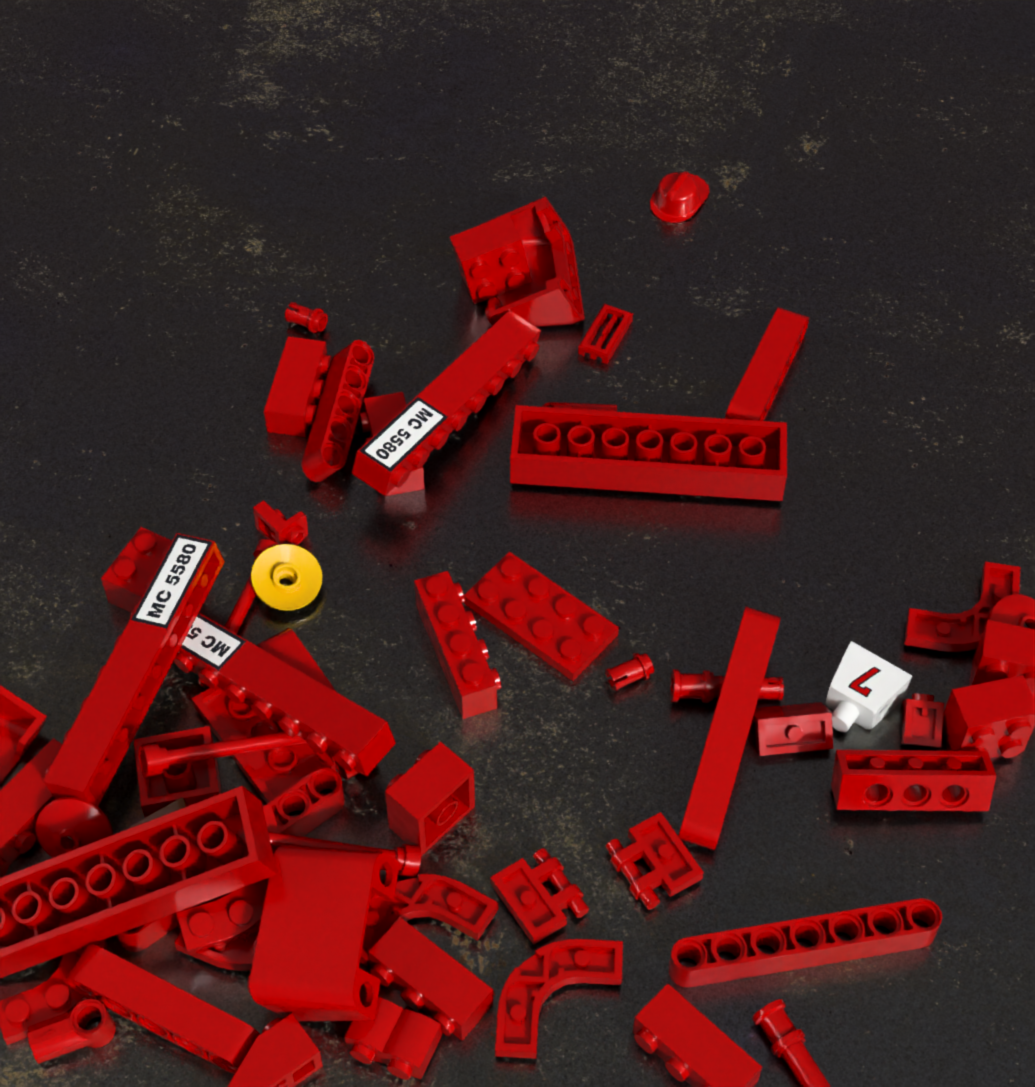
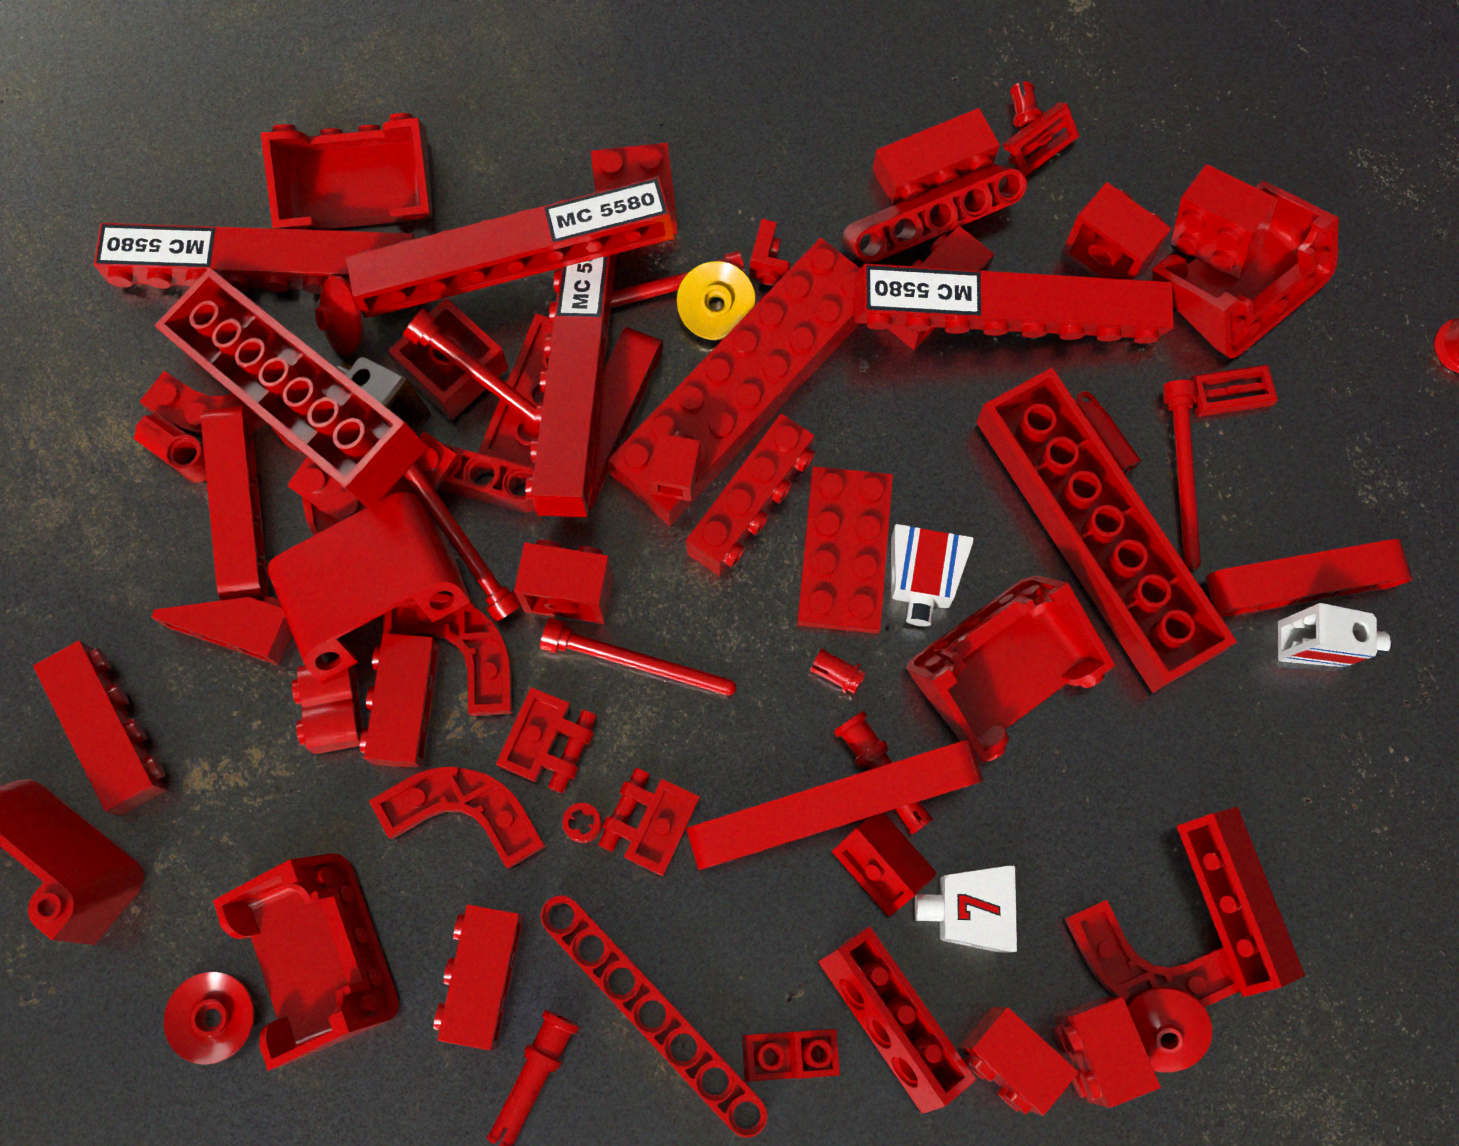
camera: 55 degrees right, 20 degrees up
(337, 318) = (1038, 134): none -> red tile
(366, 598) = (747, 375): none -> red brick
(406, 659) = (675, 466): none -> red brick
(450, 320) = (1115, 236): none -> red brick
(463, 838) = (560, 638): none -> red piece
(588, 361) = (1180, 399): none -> red piece
(596, 572) = (926, 569): none -> torso
(629, 918) = (588, 811): none -> red bush
(697, 560) = (1009, 661): none -> red windscreen
(815, 372) = (1330, 636): none -> white torso
(893, 870) = (790, 1055): none -> red slope
(922, 721) = (980, 988): red bracket -> none
(960, 533) = (1240, 902): none -> red brick

